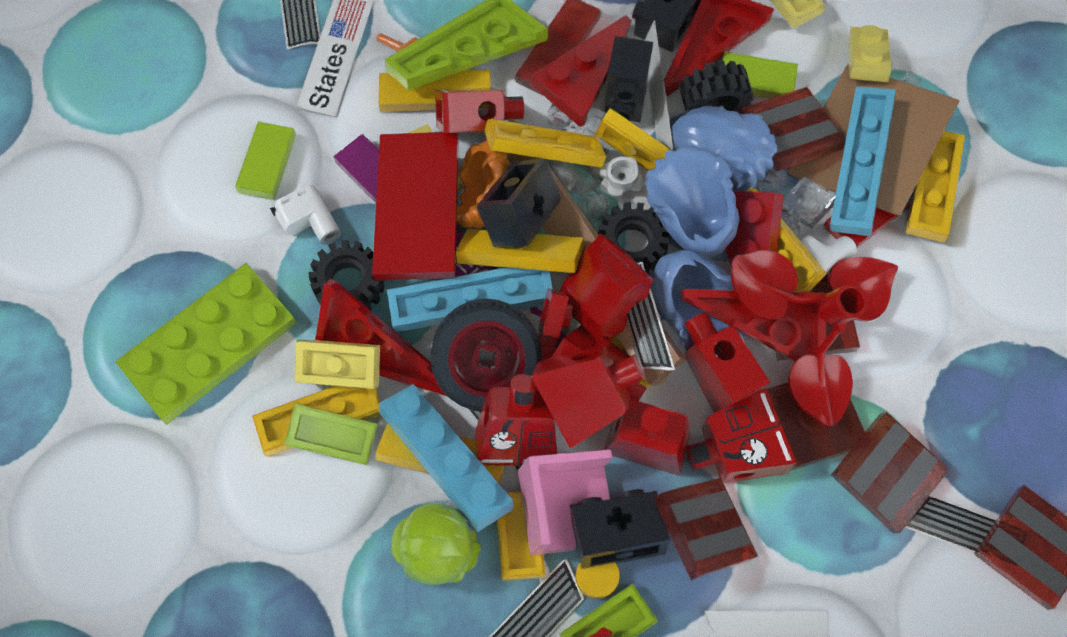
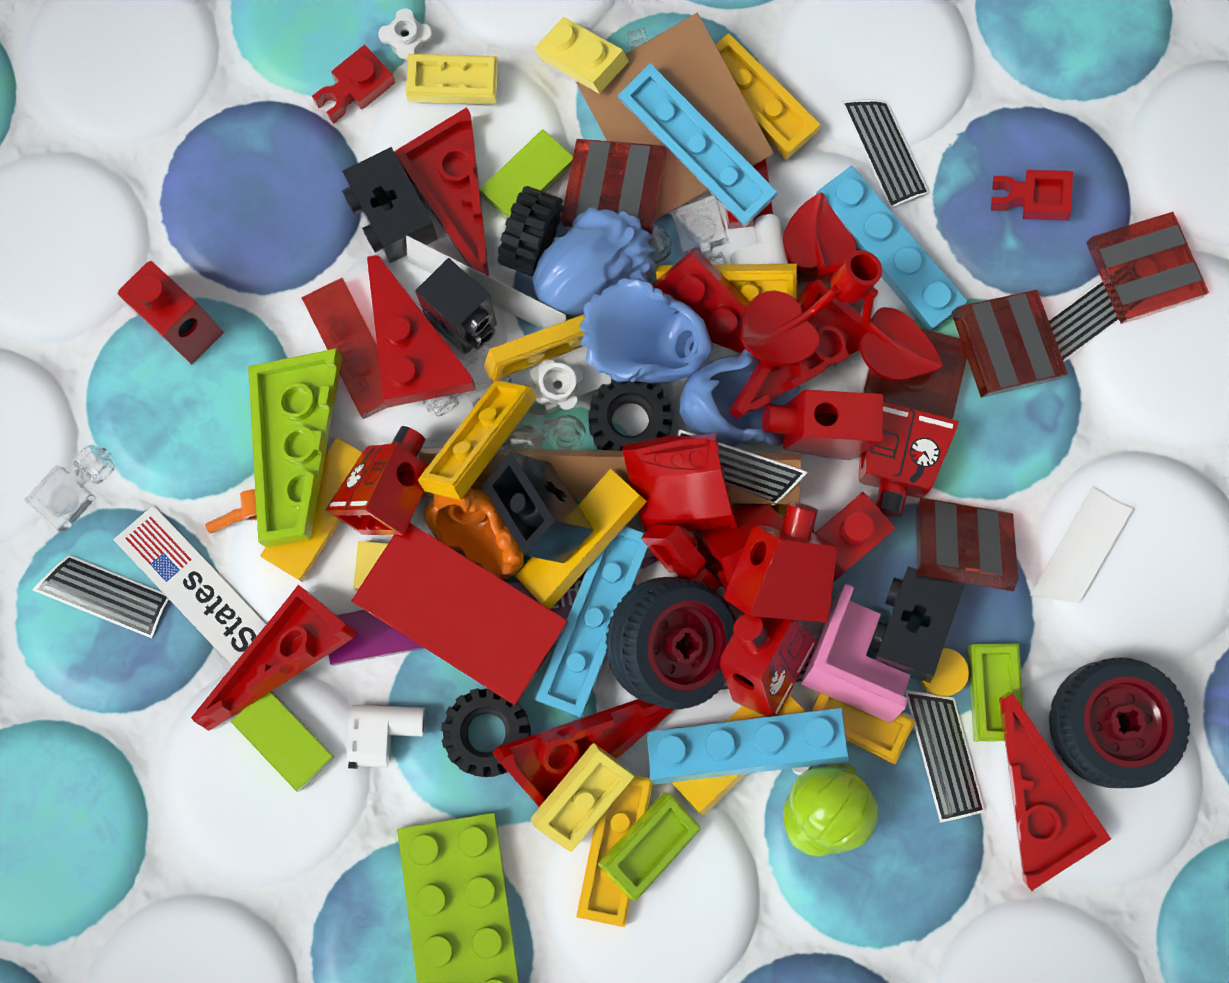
camera: 60 degrees left, 10 degrees up
(331, 122) = (288, 644): none -> red wing
(896, 345) = (903, 261): none -> medium azure plate
(970, 299) = (886, 150): none -> sticker
(1025, 428) = (1042, 195): none -> red plate

